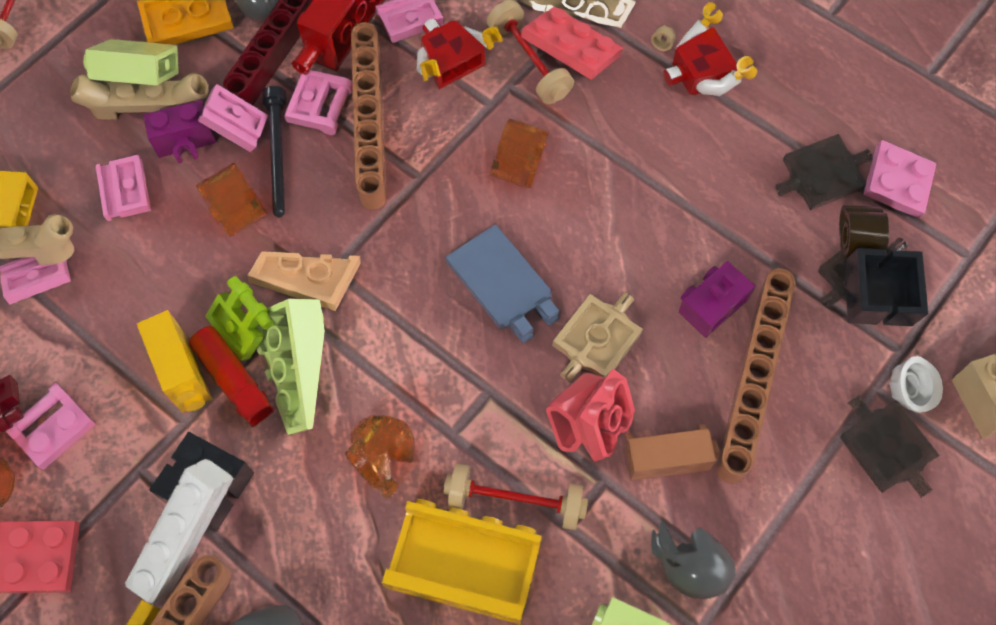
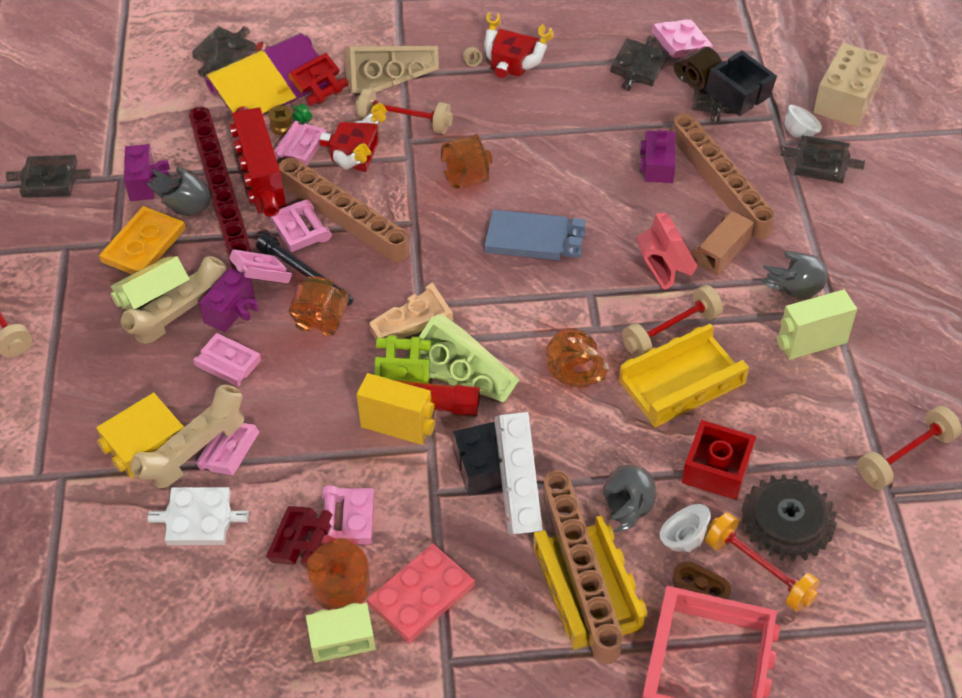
camera: 45 degrees left, 15 degrees down
(572, 42) = (423, 90): coral plate -> none
(597, 337) = (618, 220): tan plate -> none

